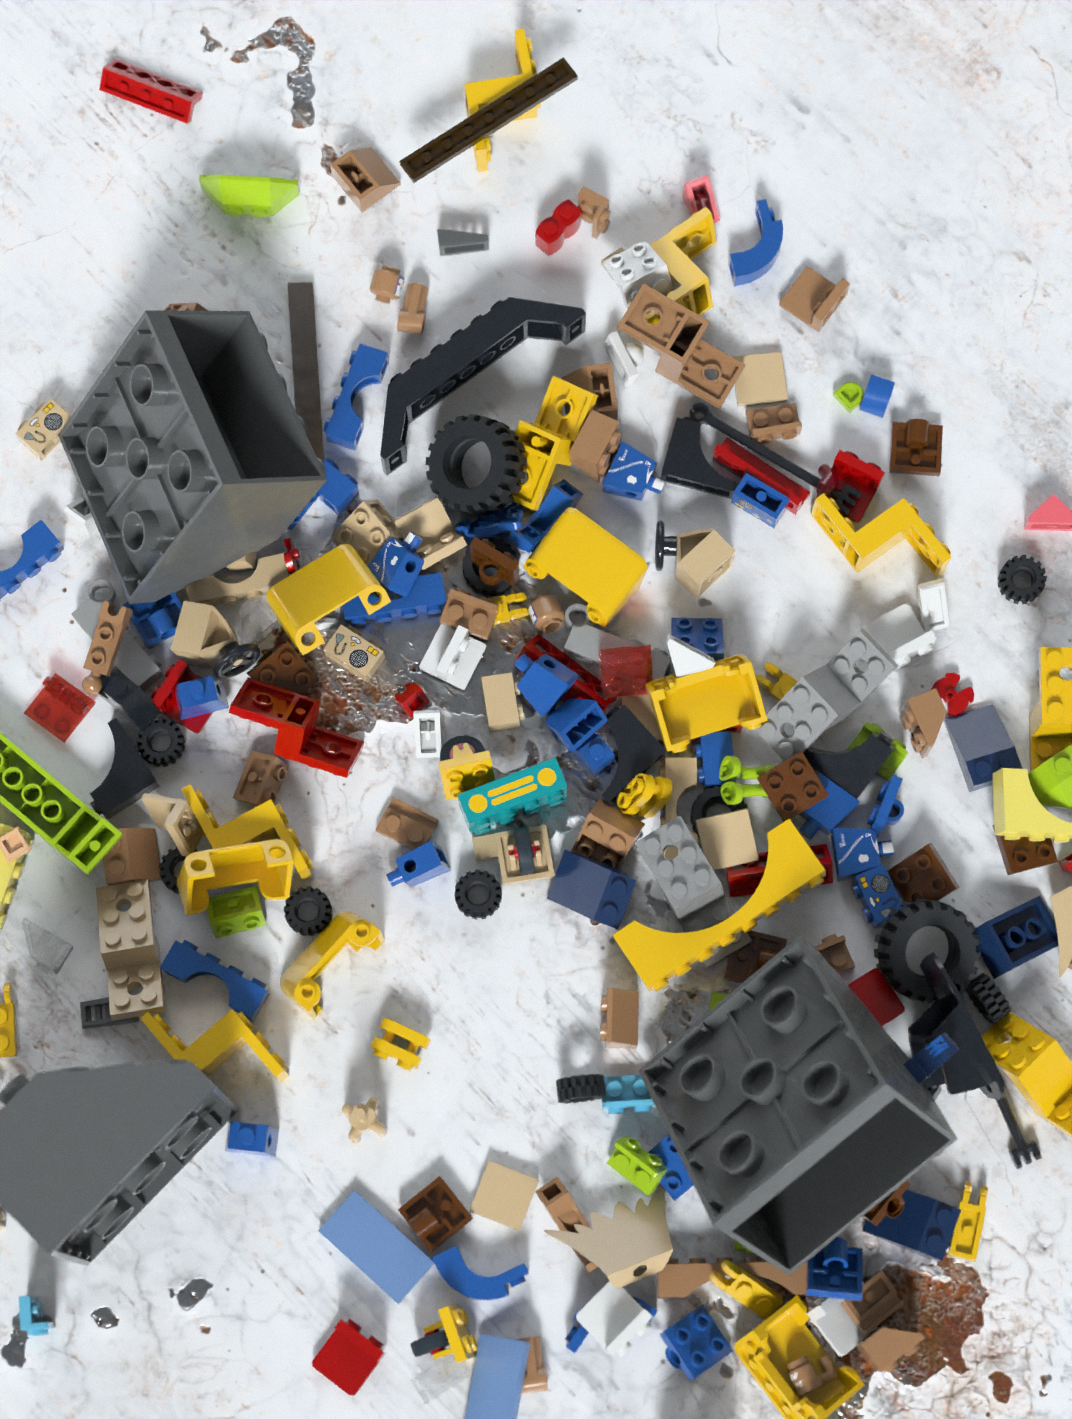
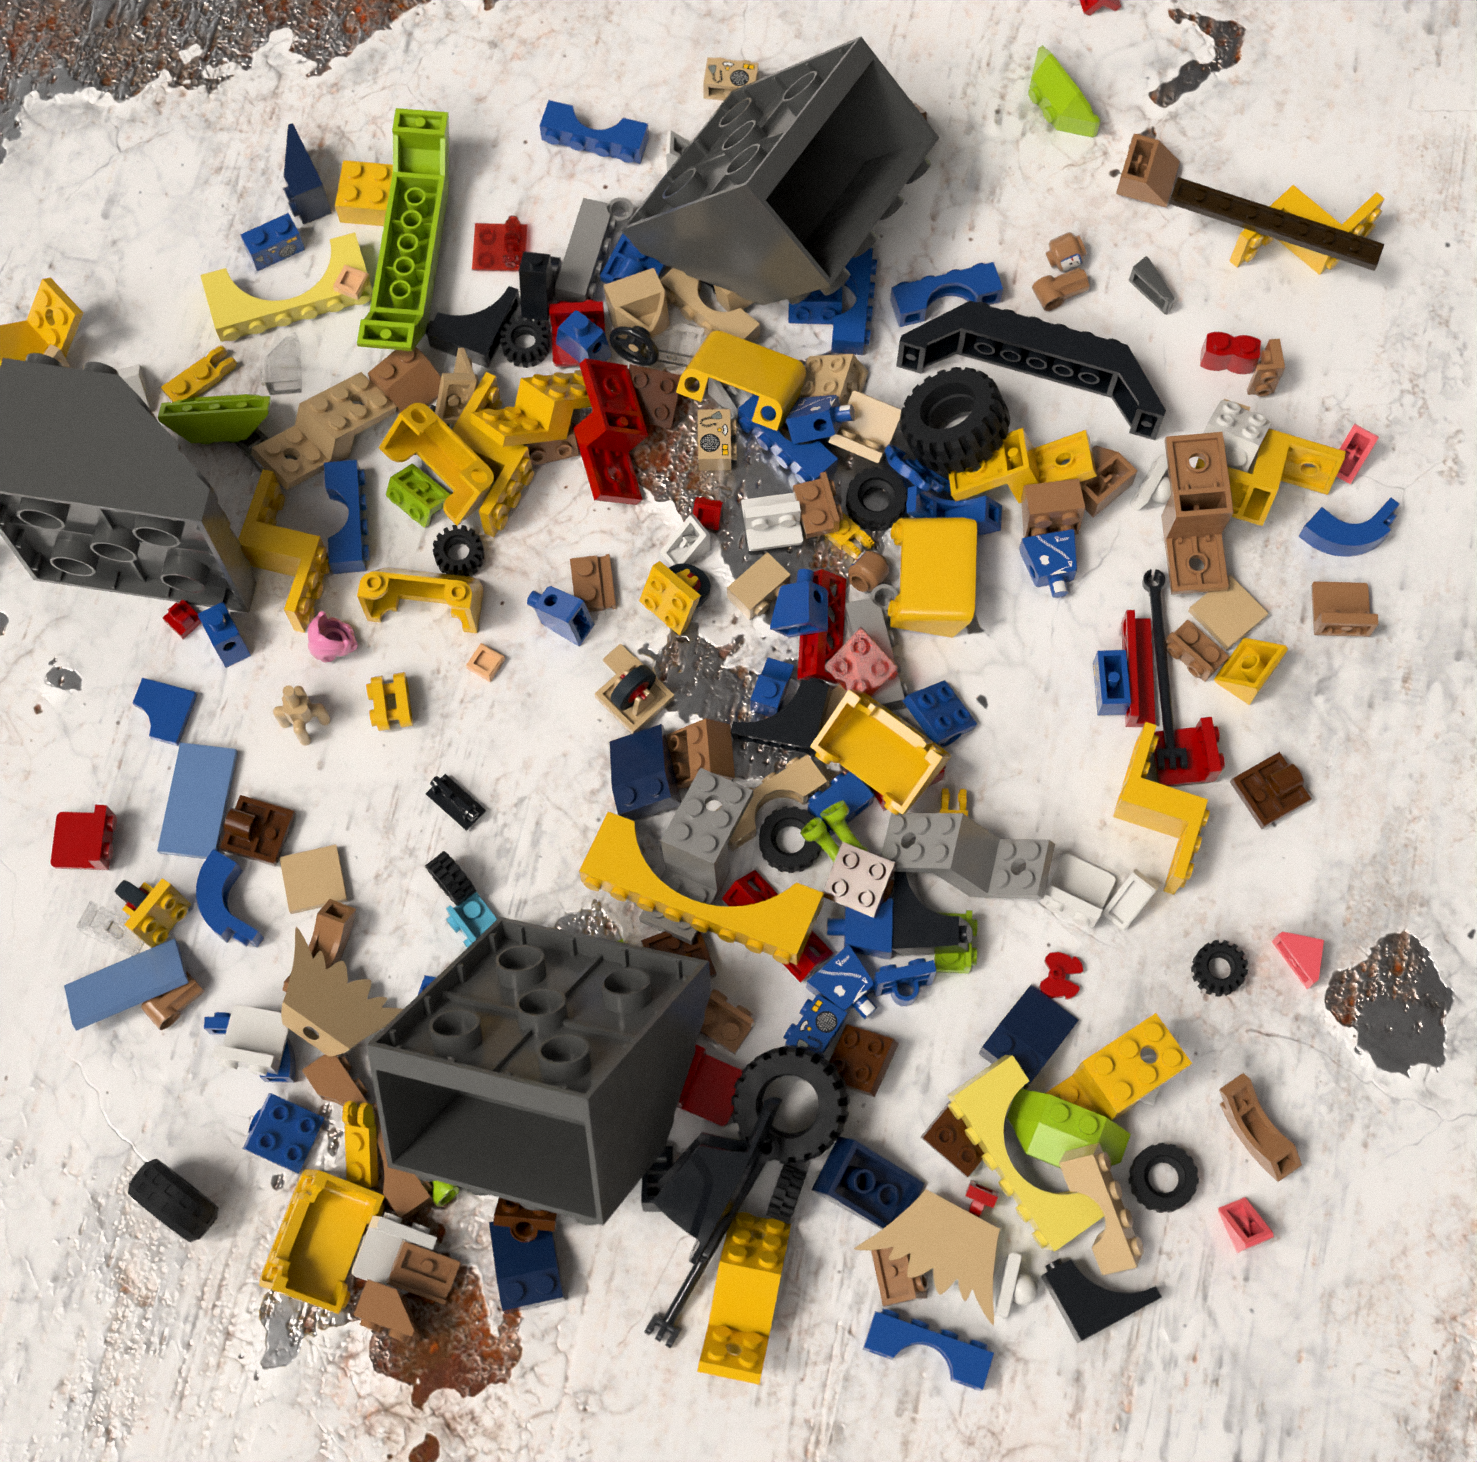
camera: 55 degrees right, 5 degrees down
(52, 1026) = (215, 417): none -> lime wedge
(105, 645) = (578, 236): medium nougat plate -> none
(210, 1165) = (182, 619): none -> red tile
(241, 770) = (540, 410): none -> yellow bracket
(279, 1224) = (166, 708): none -> blue tile
(292, 556) = (762, 332): red piece -> none
(304, 1059) = (330, 638): none -> bright pink hair
(305, 361) = (933, 239): dark brown tile -> none
(415, 950) = (485, 662): none -> light nougat tile
(478, 910) = (571, 664): black tyre -> none
(486, 556) = (876, 486): reddish brown plate -> none
(512, 796) = (677, 648): teal brick -> none
(516, 1046) = (455, 801): none -> black hinge
(575, 722) = (782, 654): blue torso -> none
(621, 1019) = (538, 870): medium nougat slope -> none
(637, 1165) = (413, 971): lime bracket -> none
(645, 795) = (758, 758): yellow brick -> none
(687, 465) = (1098, 597): black arch -> none
(687, 658) = (909, 706): white slope -> none
(699, 559) = (1014, 660): tan piece -> none
(727, 839) = (769, 856): tan tile -> none
(805, 1376) = (314, 1253): medium nougat piece -> none
(815, 394) = (1250, 668): none -> yellow slope
(828, 481) = (1174, 729): dark red arm -> none
(836, 1272) = (424, 1212): blue plate -> none
(849, 395) = (1275, 700): lime tile -> none
(877, 396) = (1293, 723): blue brick -> none
(923, 718) = (1015, 961): medium nougat slope -> none
(931, 1057) = (671, 1156): dark blue leg -> none
(968, 1229) = (558, 1318): yellow hinge -> none

